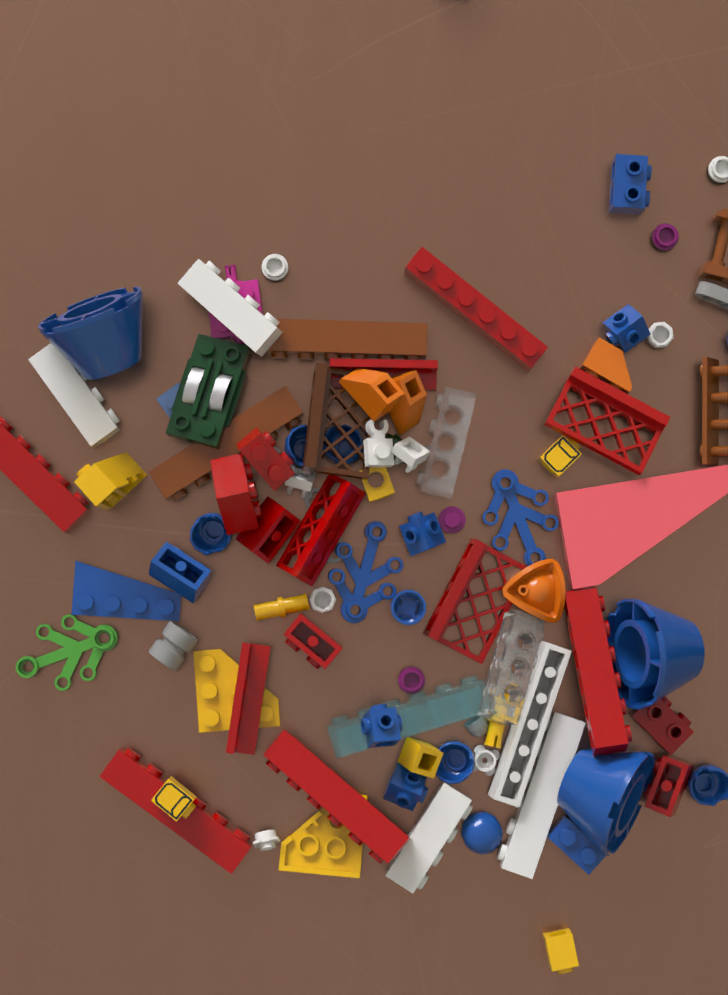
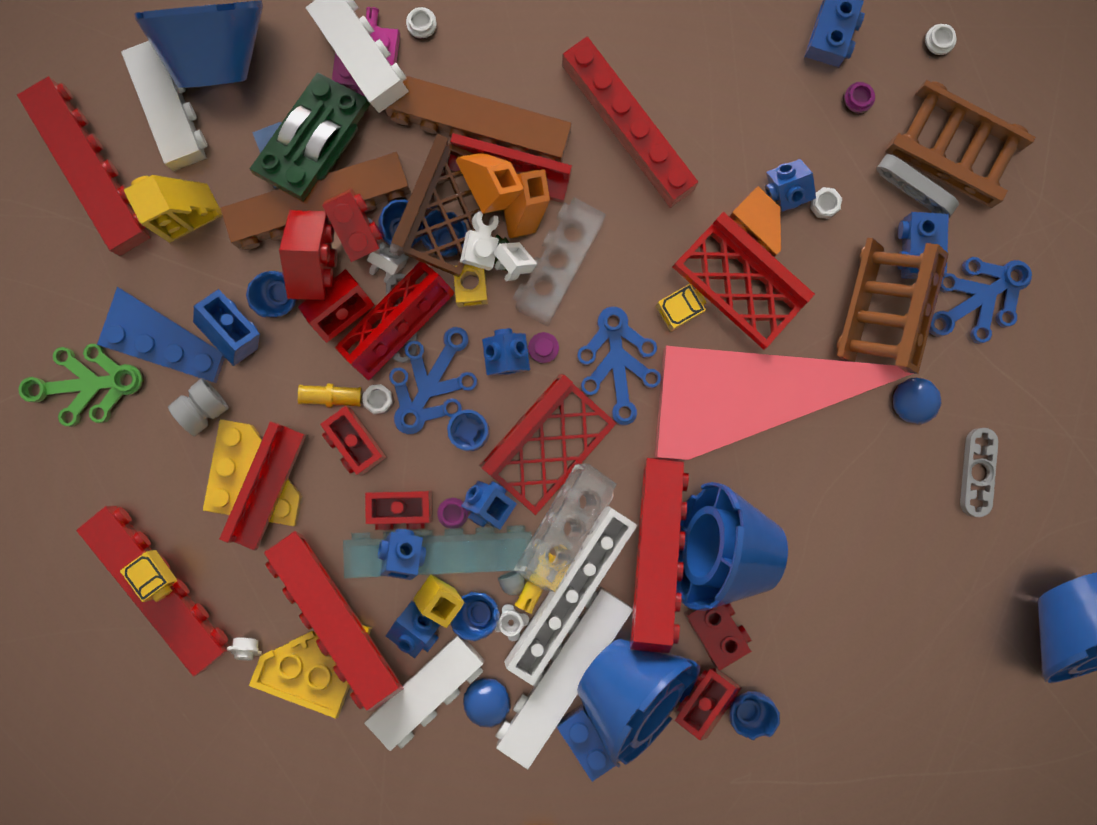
camera: 15 degrees right, 0 degrees up
(366, 687) = (393, 508): none -> red brick
(441, 665) = (488, 504): none -> blue brick
(539, 590) = (619, 449): orange hat -> none

